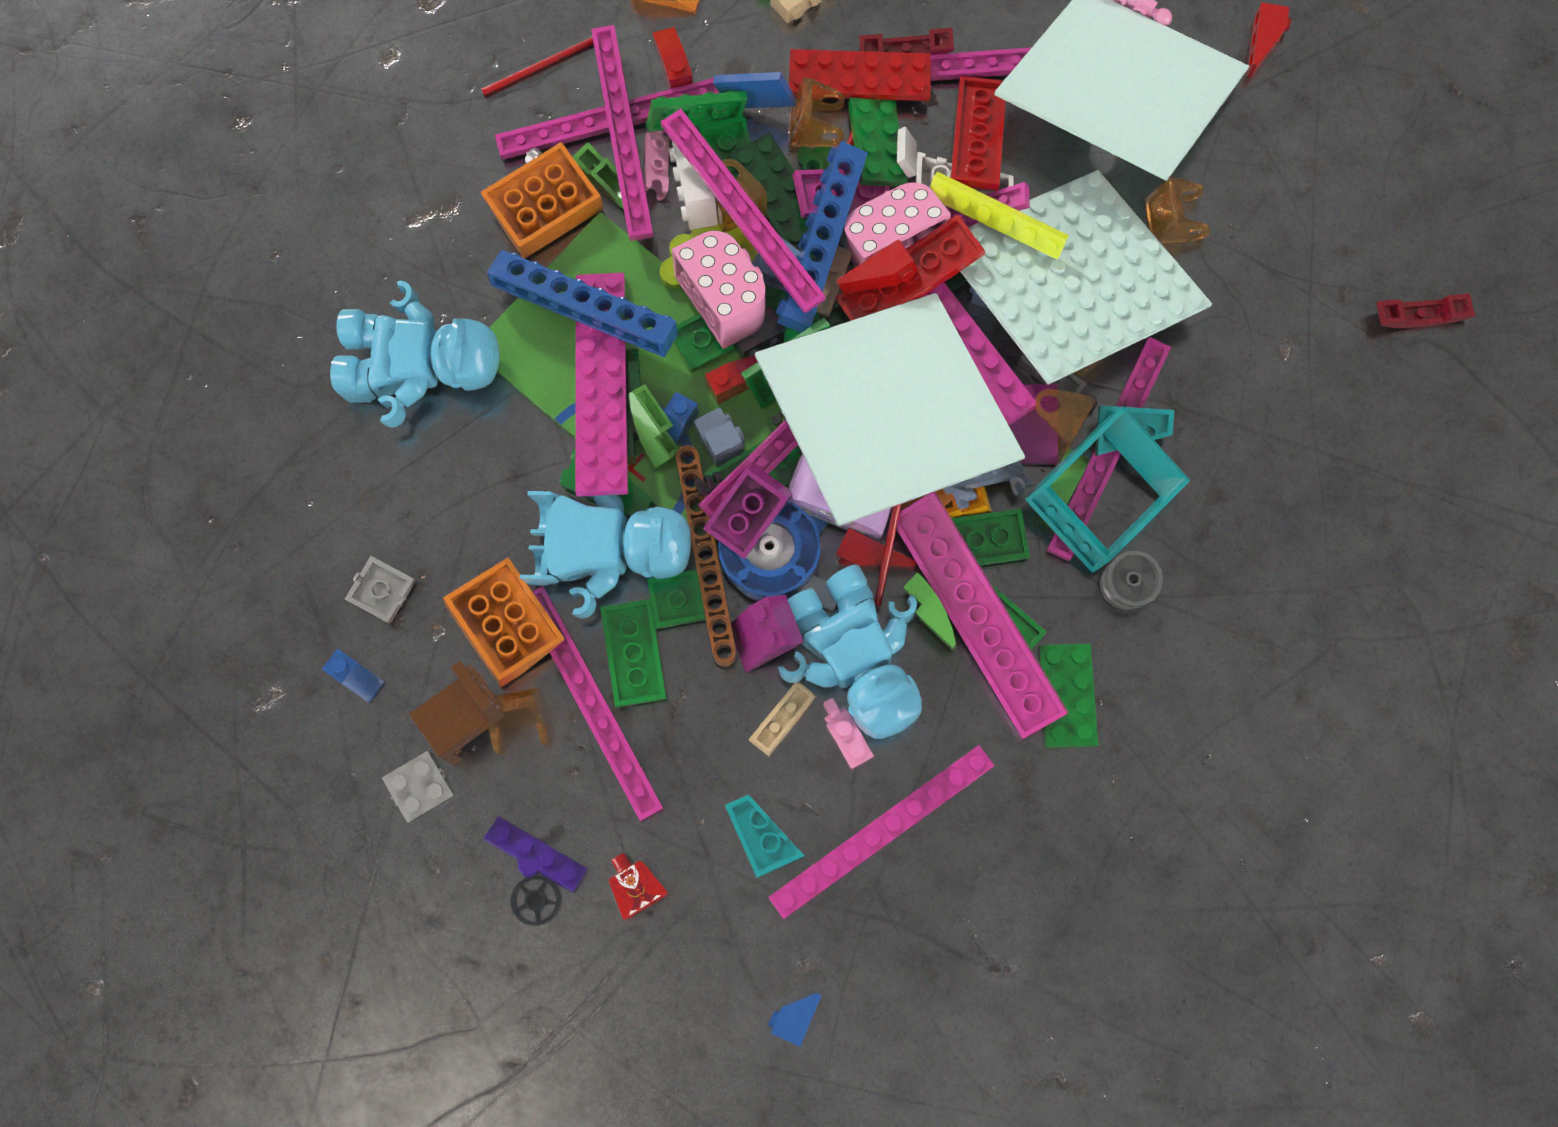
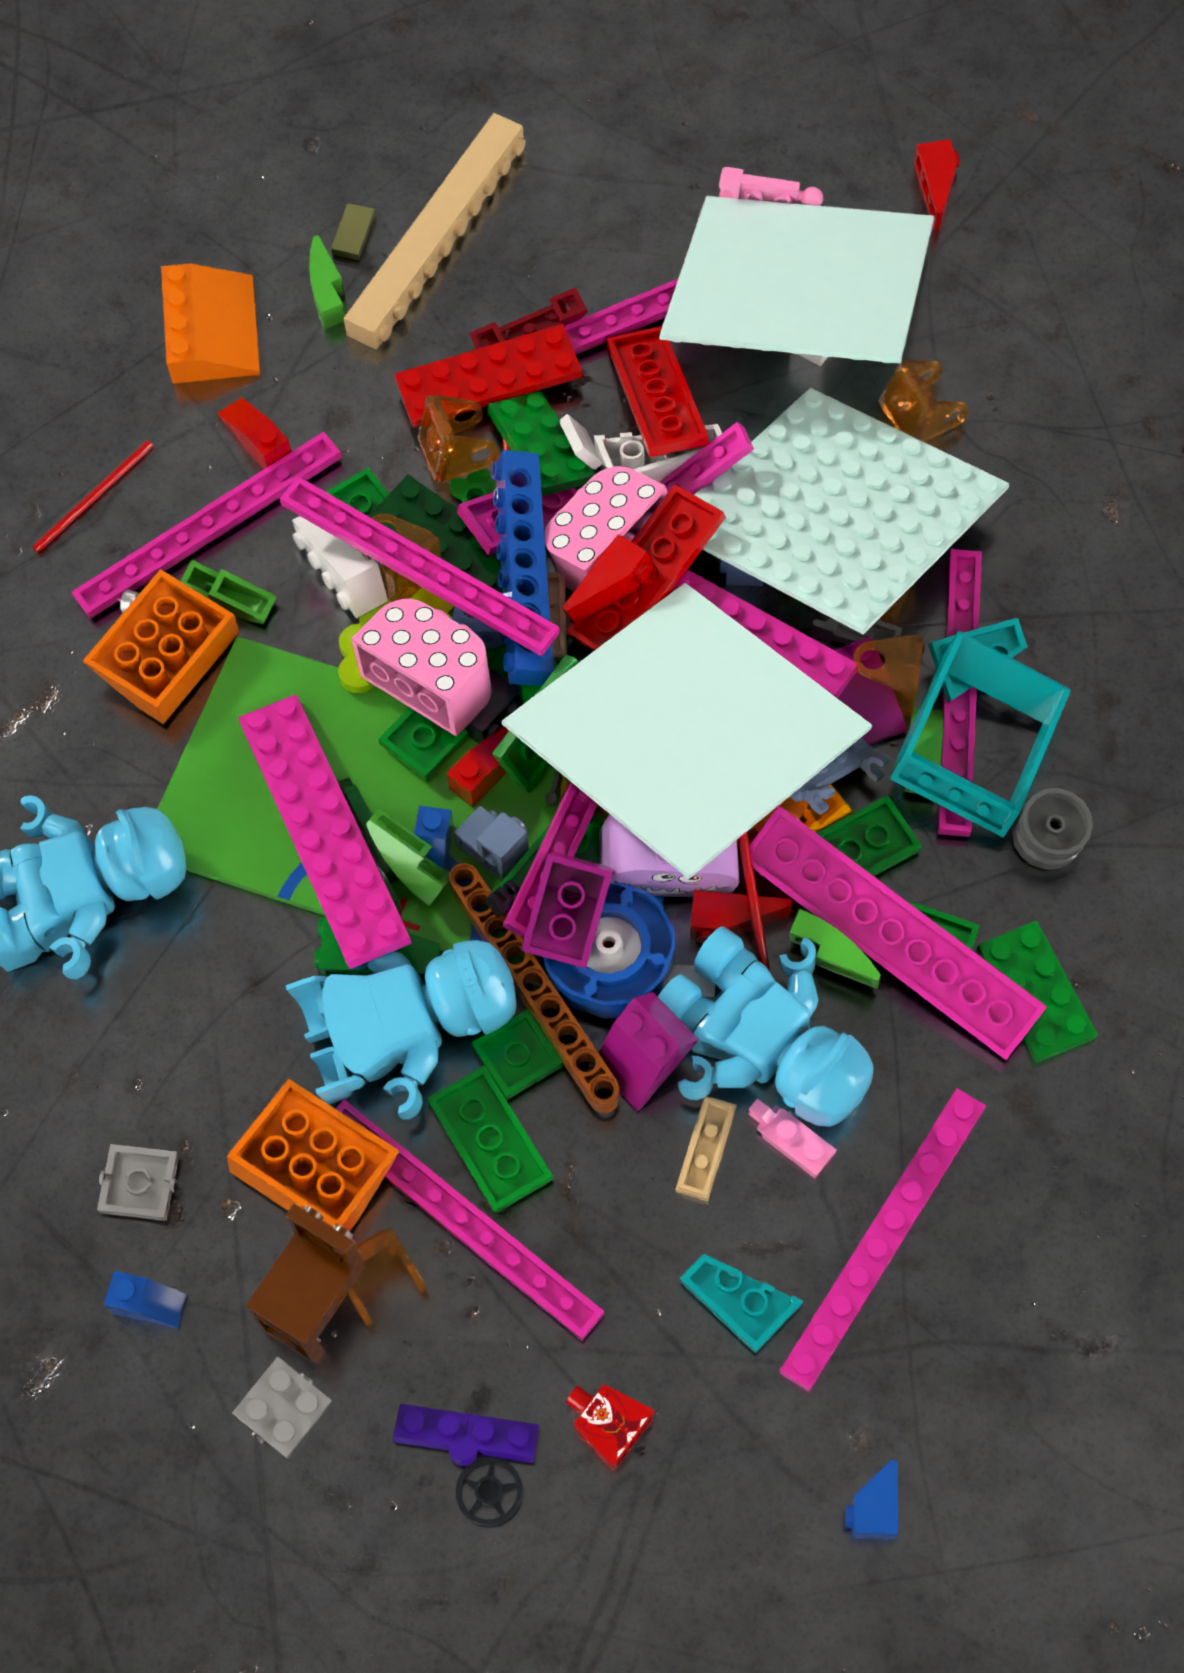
camera: 20 degrees left, 10 degrees down
(504, 276) = (263, 742): blue brick -> none
(622, 133) = (231, 536): dark pink plate -> none
(656, 163) = (282, 554): bright pink plate -> none
(698, 108) = (323, 470): green plate -> none
(762, 89) = (373, 431): blue tile -> none
(999, 216) = (723, 471): neon yellow plate -> none

